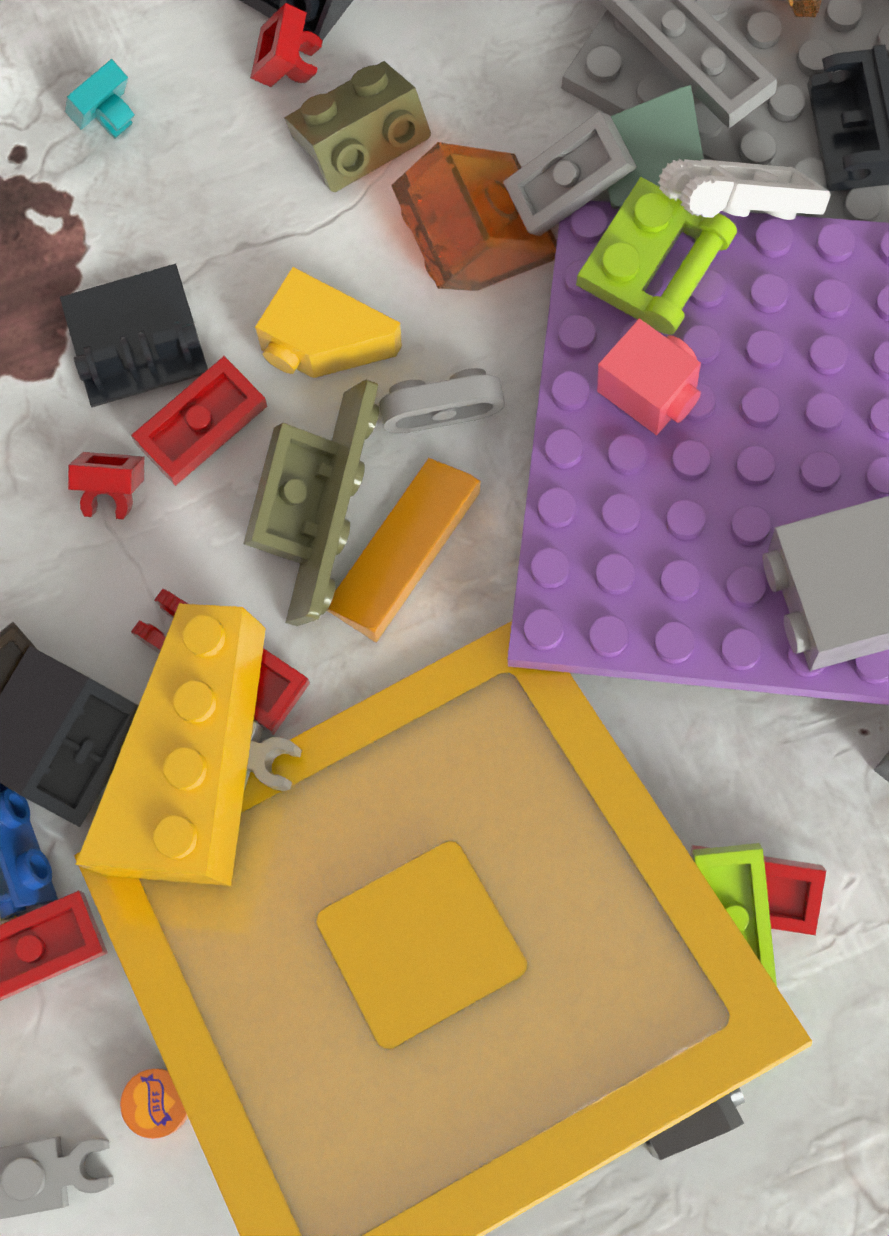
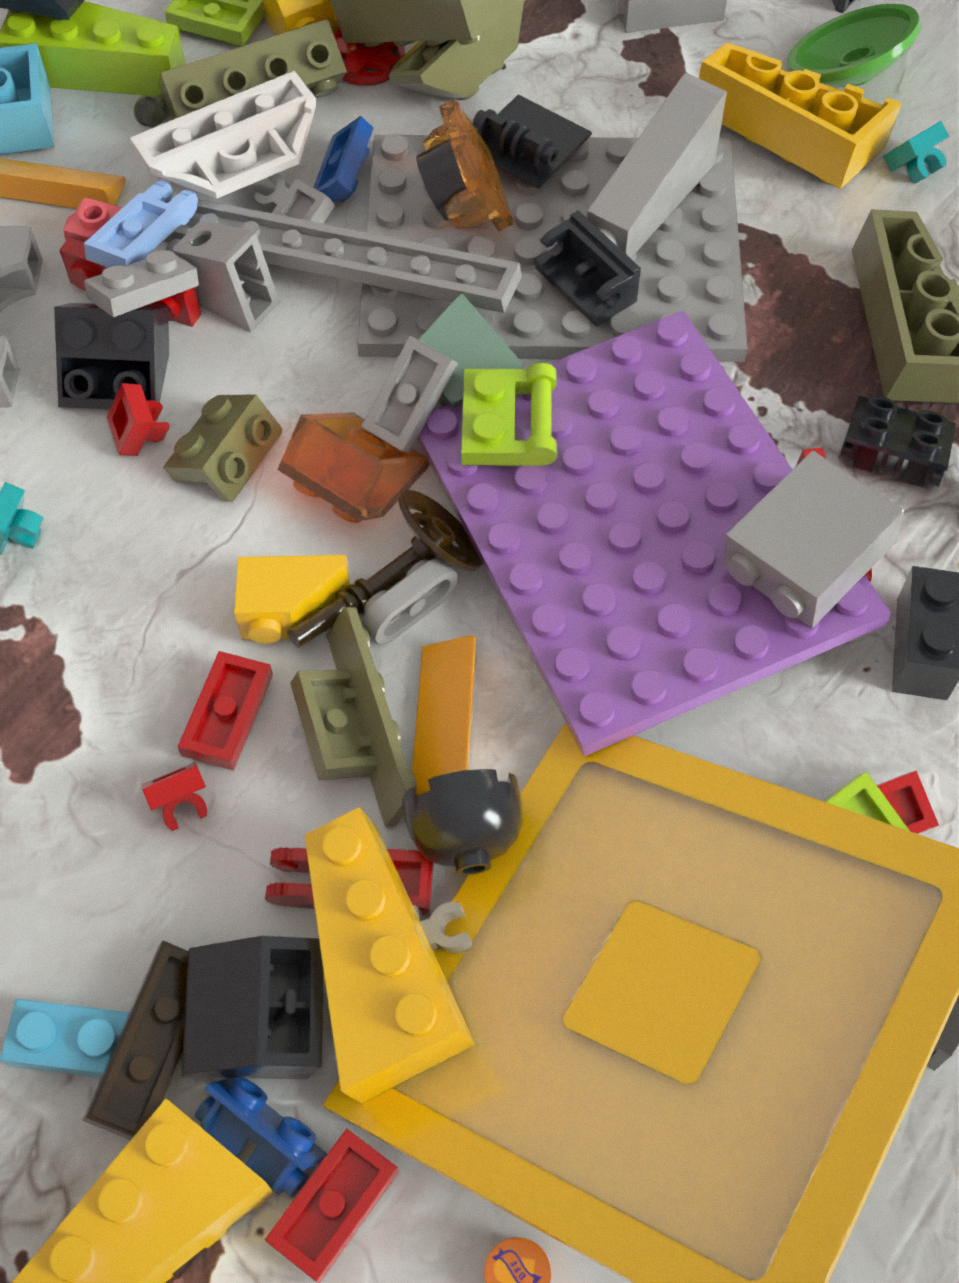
camera: 30 degrees left, 15 degrees down
(133, 335) = (134, 677): black hinge -> none
(349, 669) = (465, 819): none -> black cylinder
(492, 353) = (430, 542): none -> dark brown dish
(650, 377) = (561, 492): coral brick -> none
(740, 187) = (540, 343): white hinge -> none

